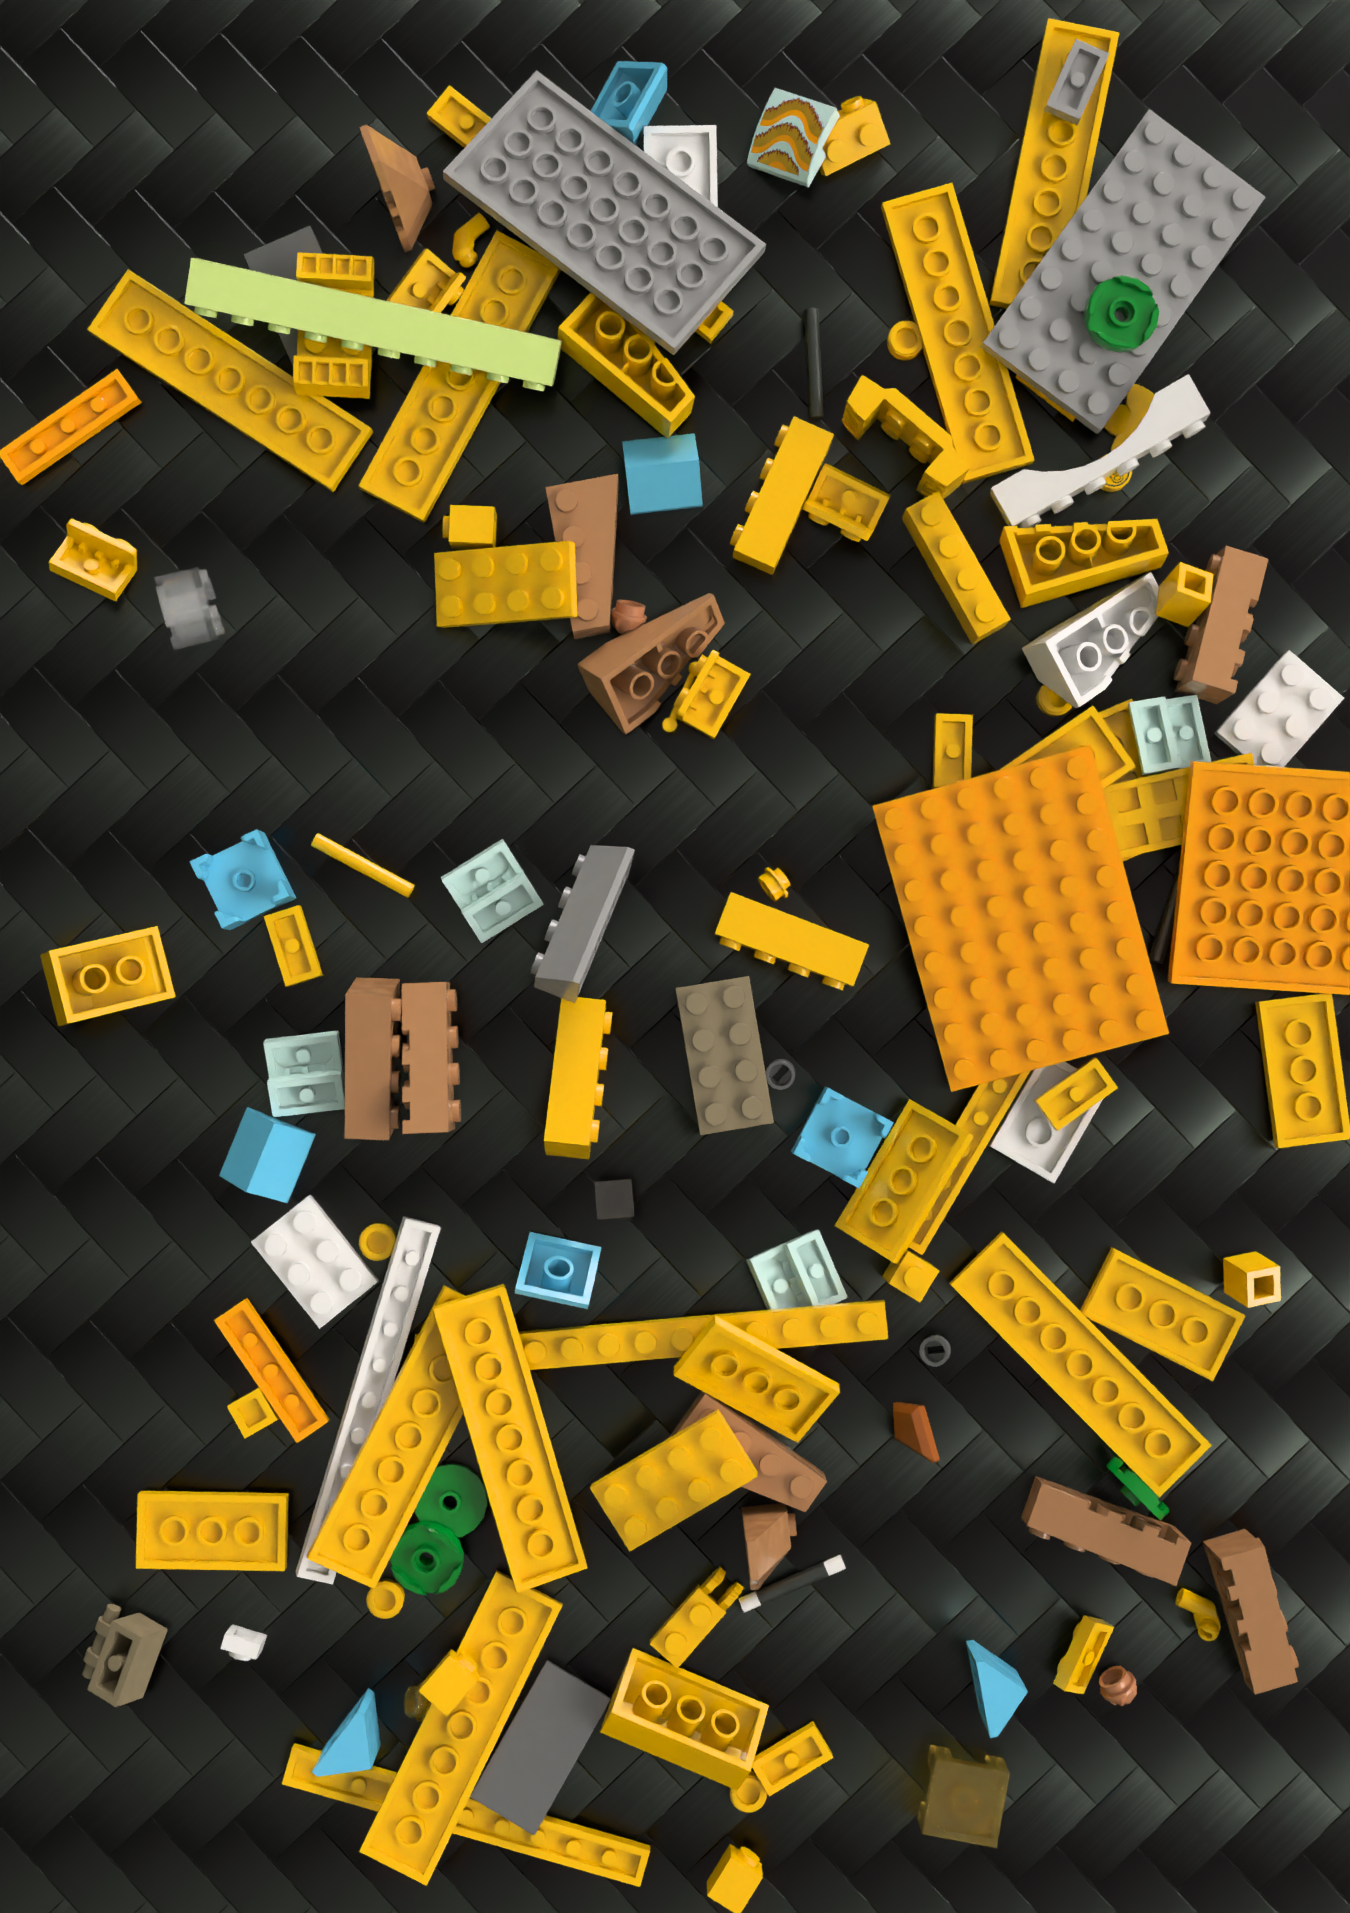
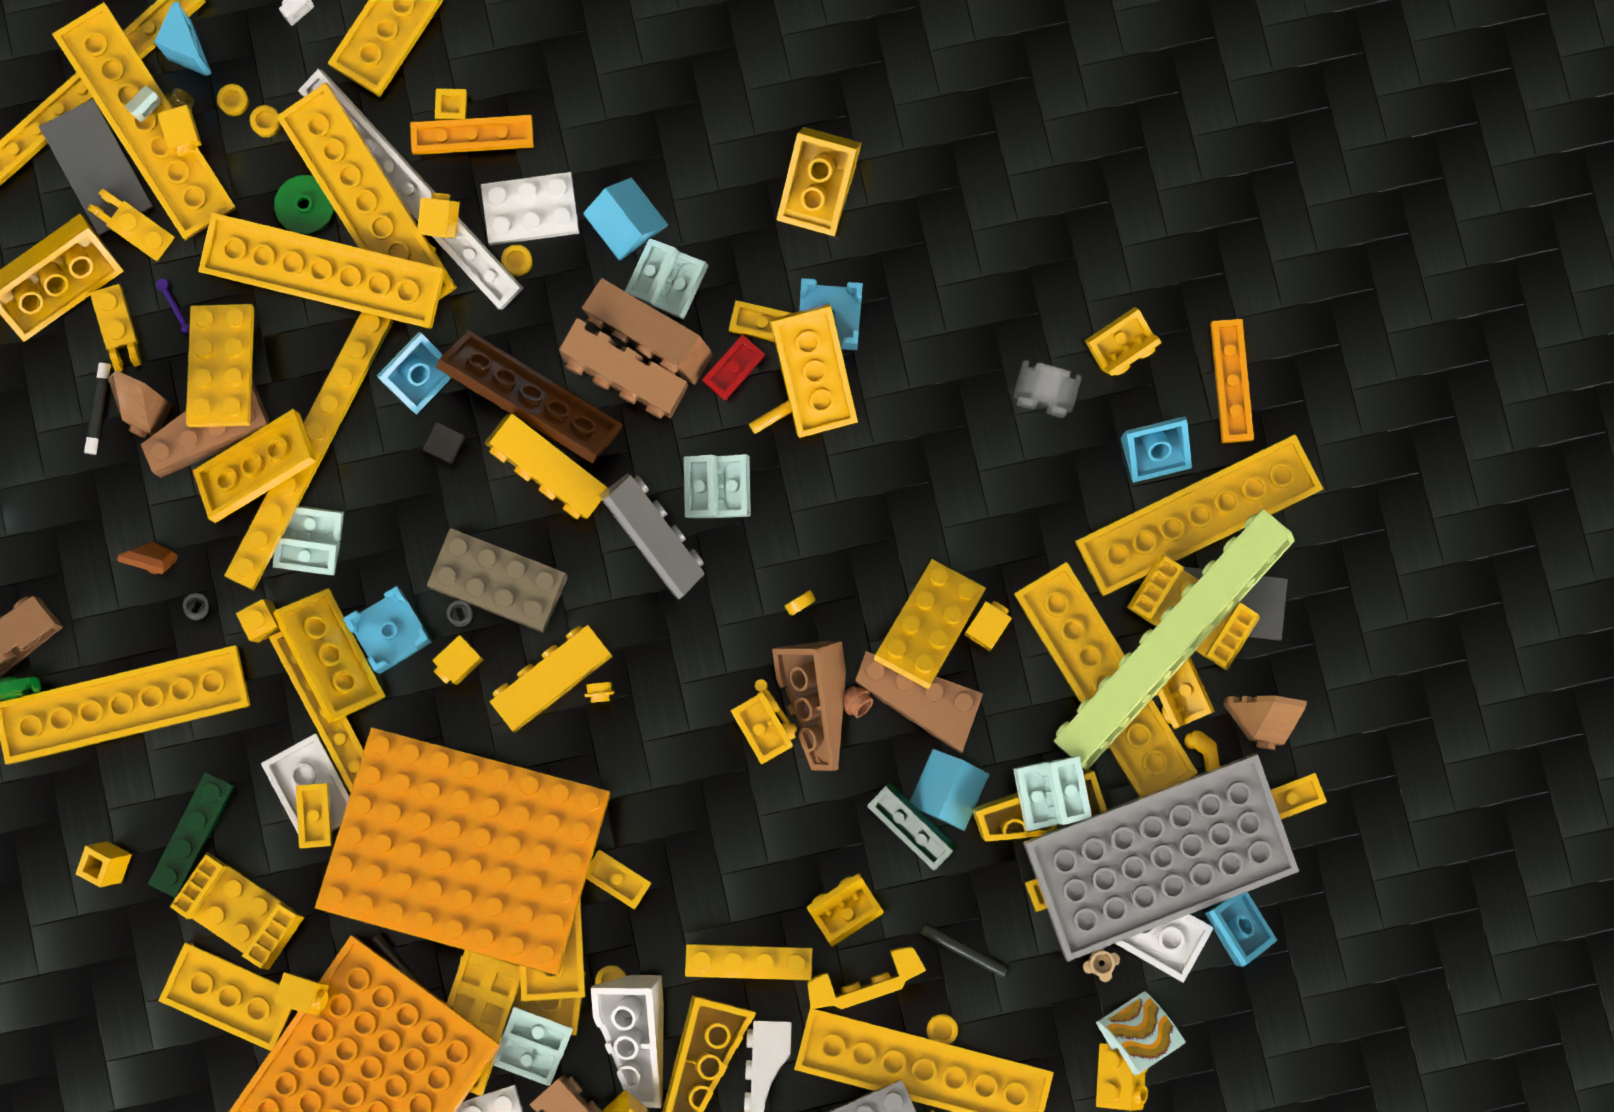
camera: 125 degrees right, 5 degrees down
(186, 461) = (1157, 449): none -> medium azure slope
(311, 858) = (813, 370): none -> yellow plate
(358, 946) = (733, 368): none -> red plate
(380, 1349) = (438, 216): none -> yellow brick
(383, 1647) = (232, 100): none -> yellow tile
(426, 1574) = (263, 159): green plate -> none
(444, 1739) = (143, 103): none -> light aqua slope
(513, 1138) = (529, 396): none -> reddish brown plate
(561, 733) = (800, 602): none -> yellow tile
(580, 1665) = (134, 226): none -> yellow hinge
(606, 353) = (1052, 793): none -> light aqua slope
(623, 1595) = (163, 285): none -> dark purple hinge
(722, 486) = (911, 826): none -> plate
(750, 211) = (1104, 972): none -> tan plate
(782, 495) = (878, 866): yellow brick -> none
(831, 1047) = (456, 661): none -> yellow brick
(1162, 1314) = (119, 787): yellow tile -> none
(1166, 1210) = (191, 834): none -> dark green plate
(1214, 1115) = (237, 911): none -> yellow plate
(1261, 993) = (302, 994): none -> yellow brick

